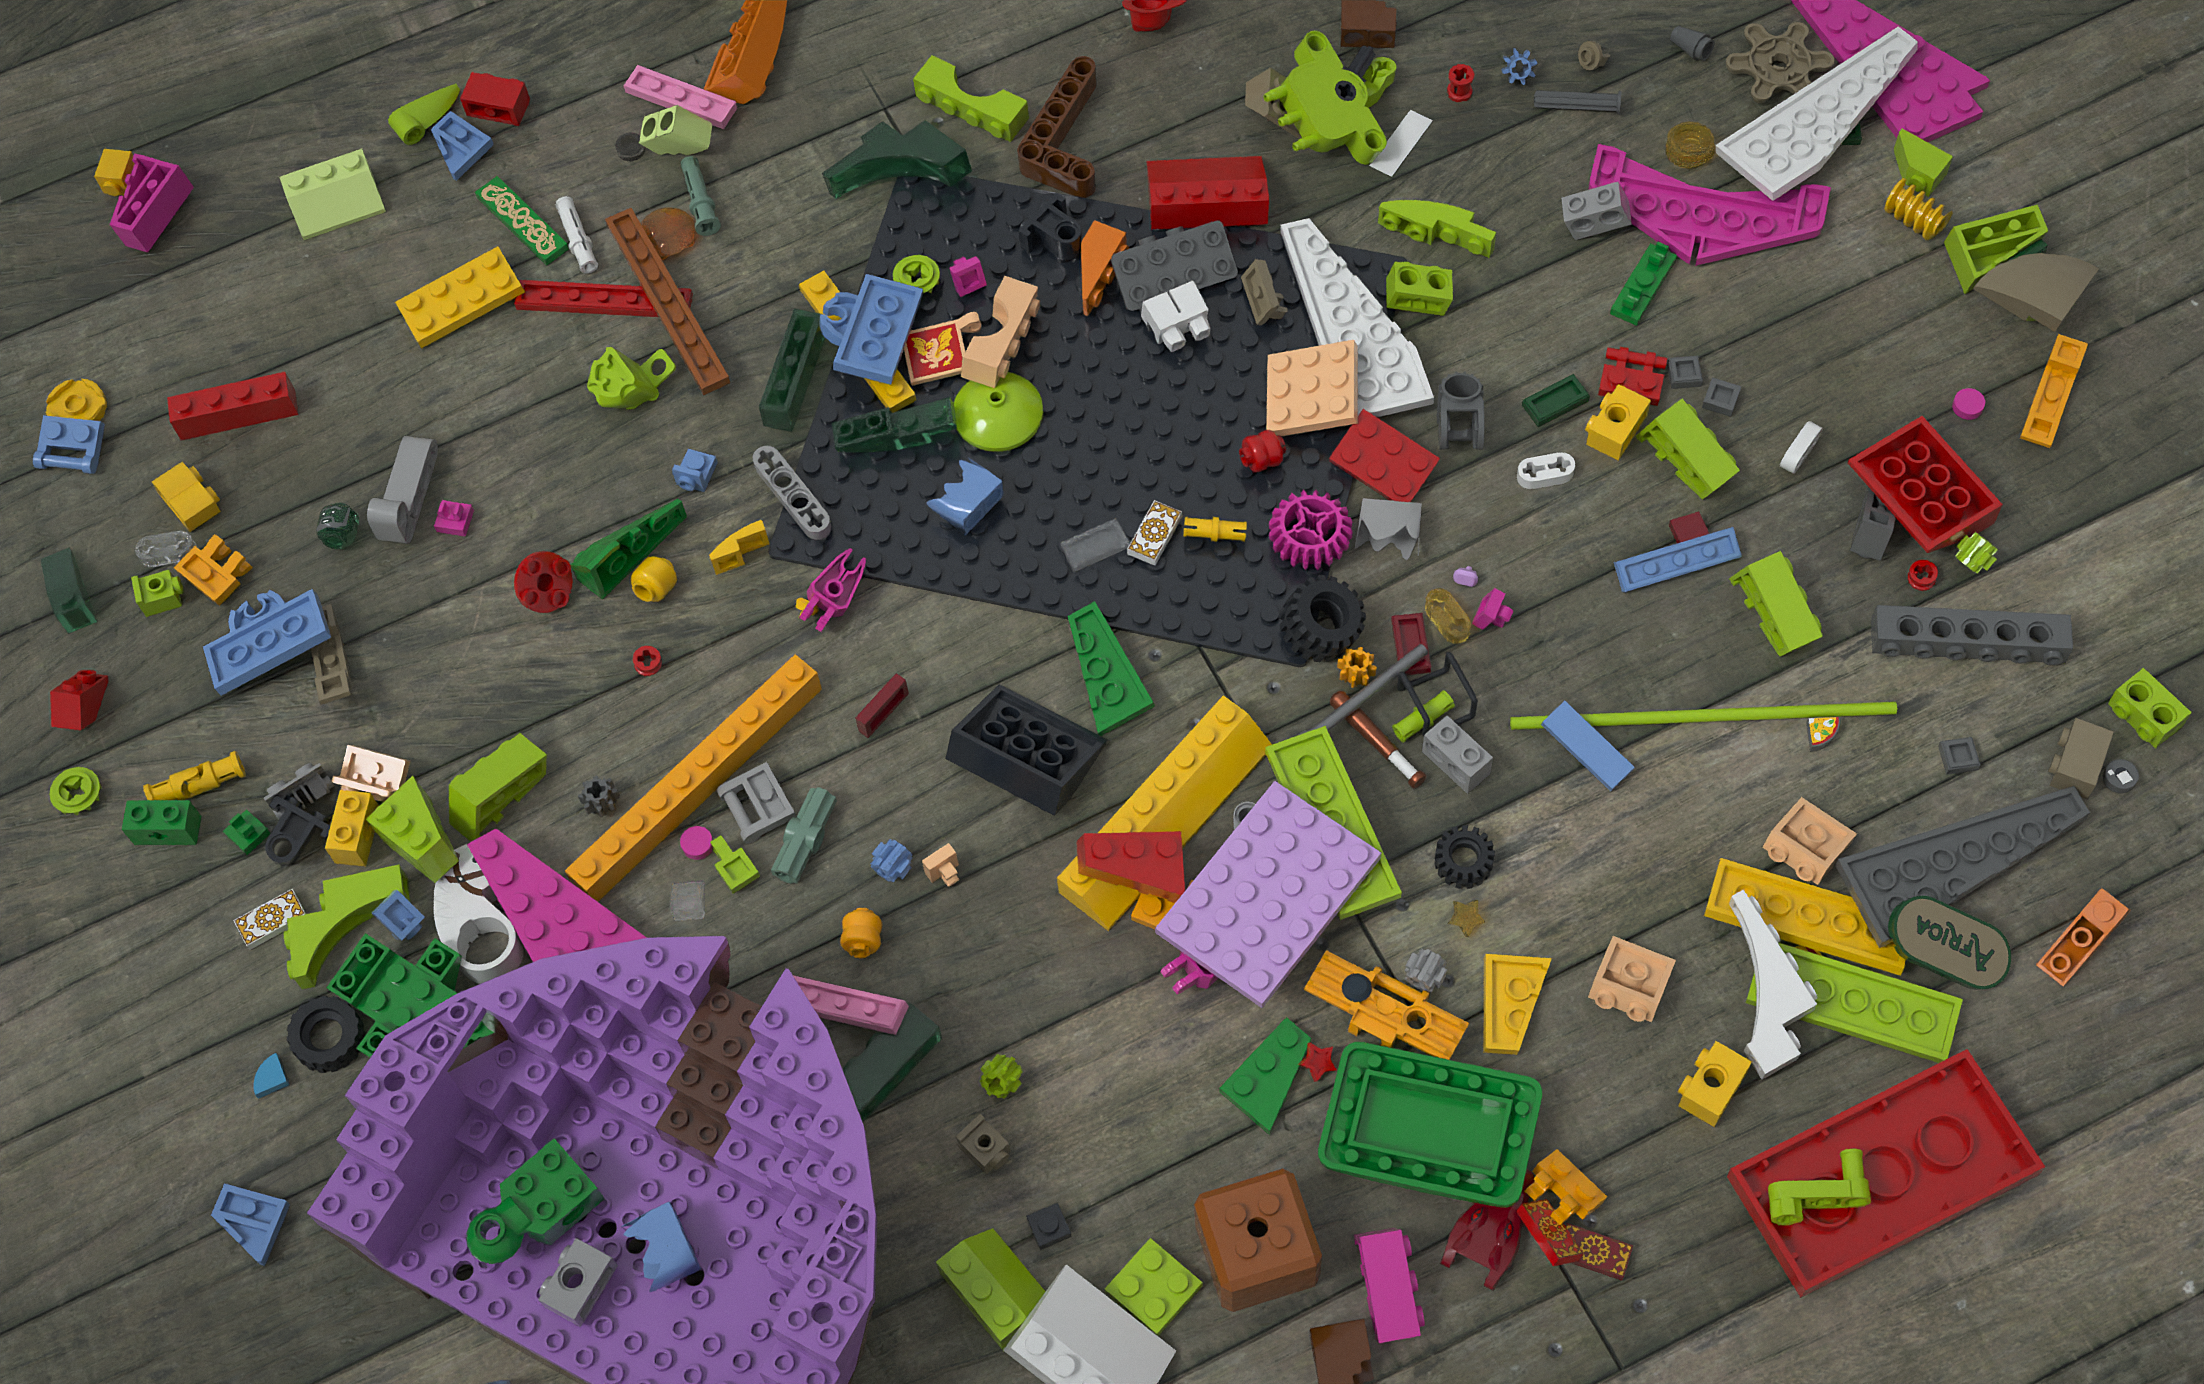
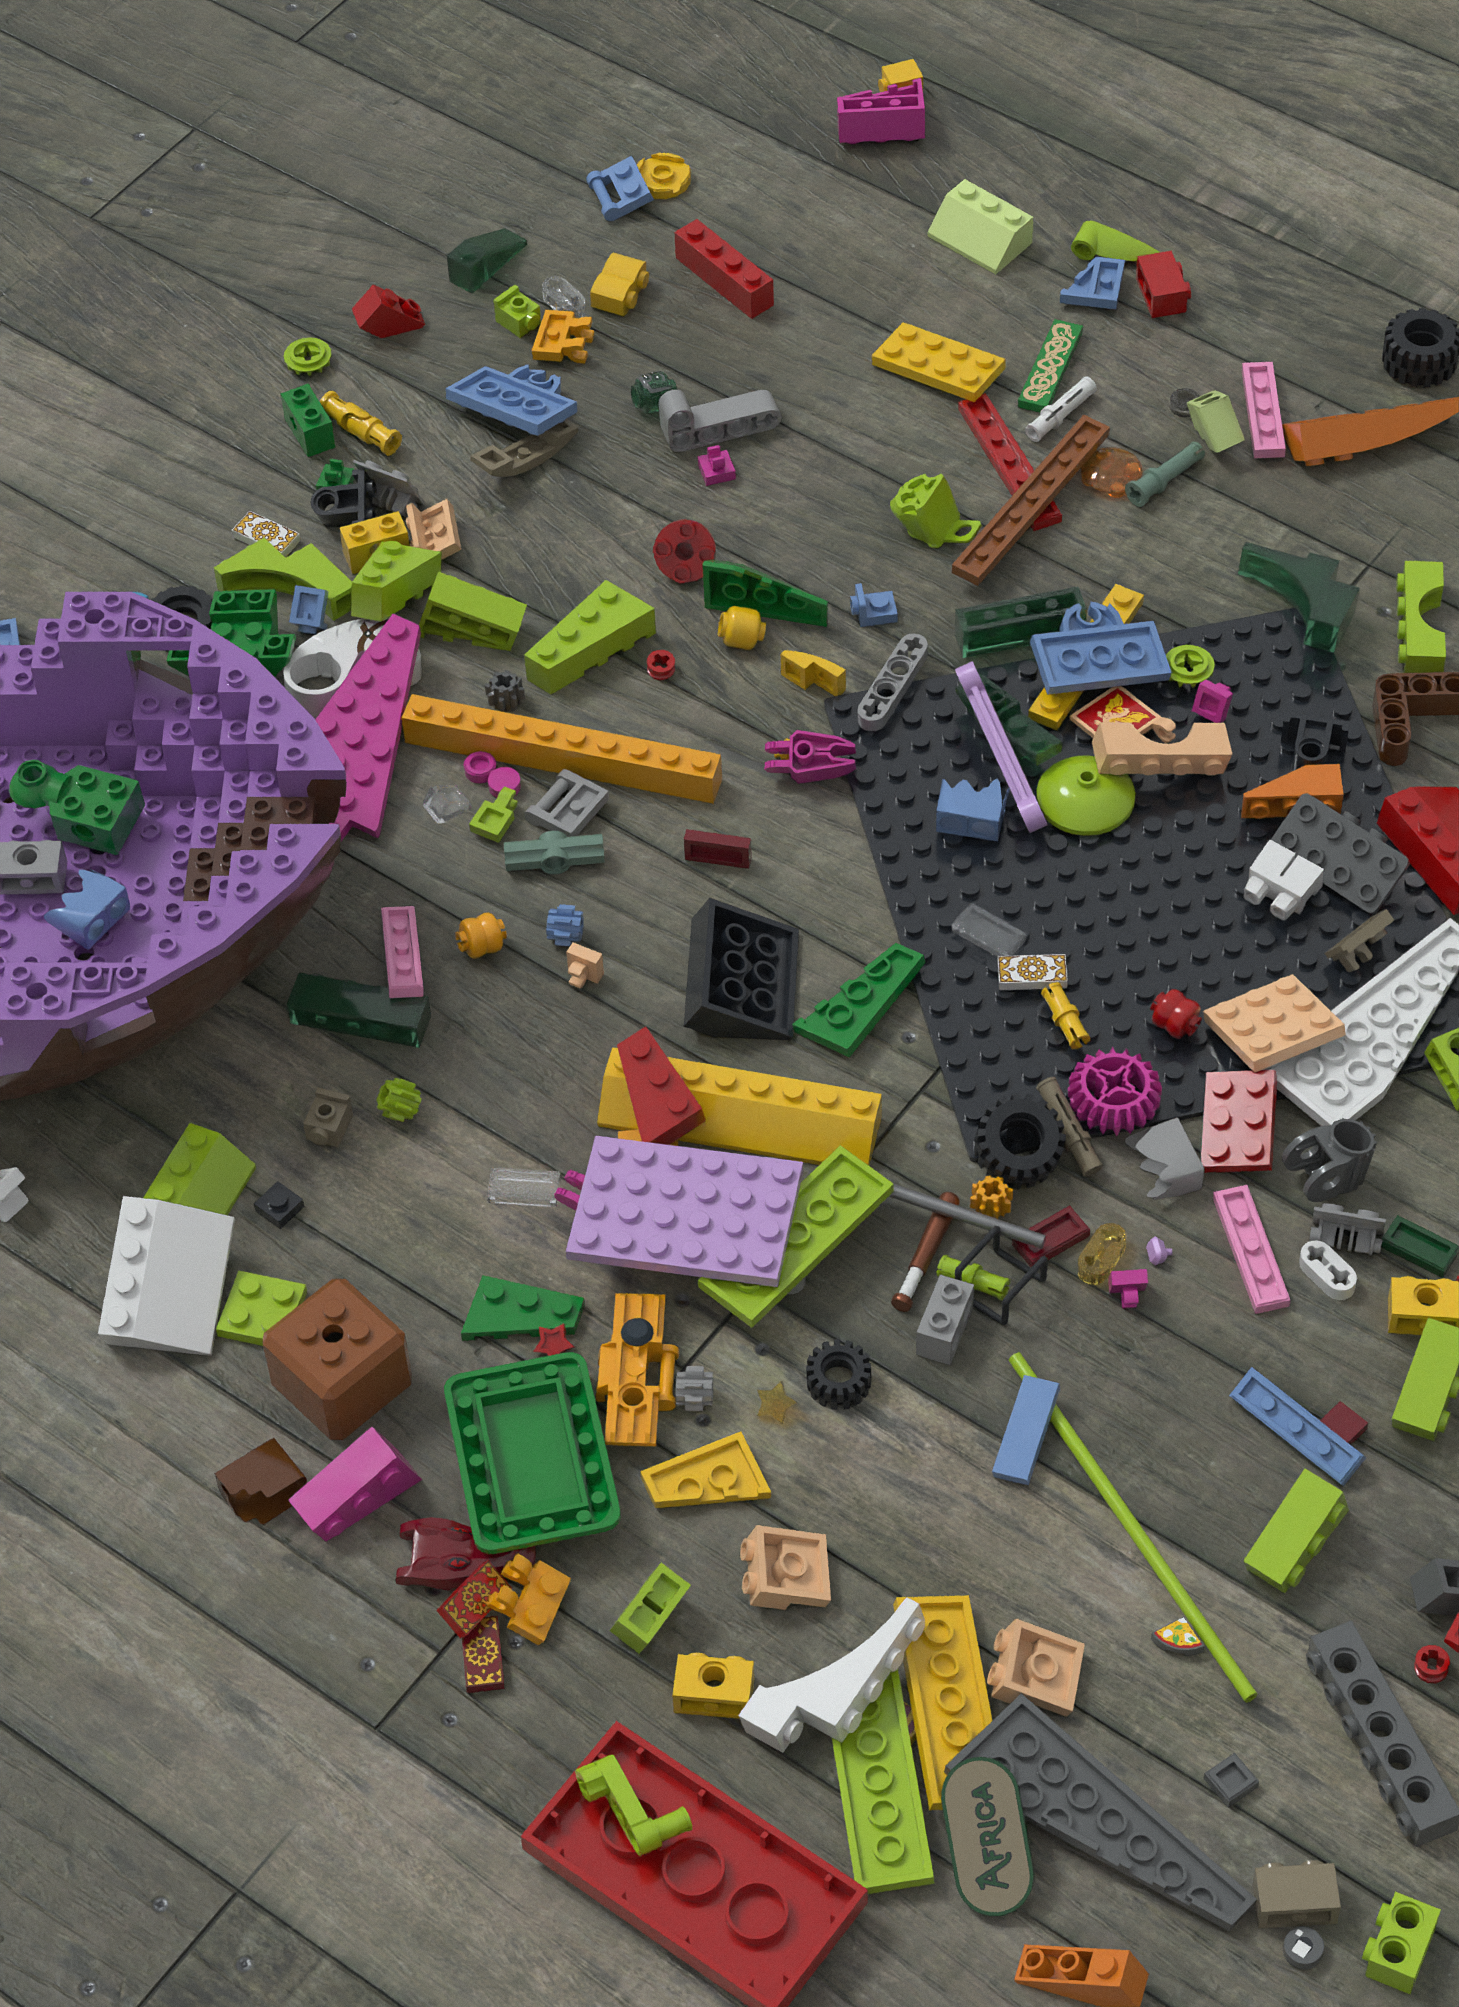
camera: 60 degrees right, 10 degrees down
(582, 691) = (588, 636): none -> lime wedge
(665, 855) = (479, 766): none -> dark pink tile
(858, 430) = (1001, 747): none -> lavender piece
(1143, 1016) = (523, 1187): none -> clear tile
(1297, 574) = (1076, 1138): none -> dark tan pin
(1497, 512) = (1251, 1249): none -> bright pink tile
(1523, 439) = (1365, 1222): none -> light grey hinge
(1625, 1097) = (650, 1608): none -> lime brick

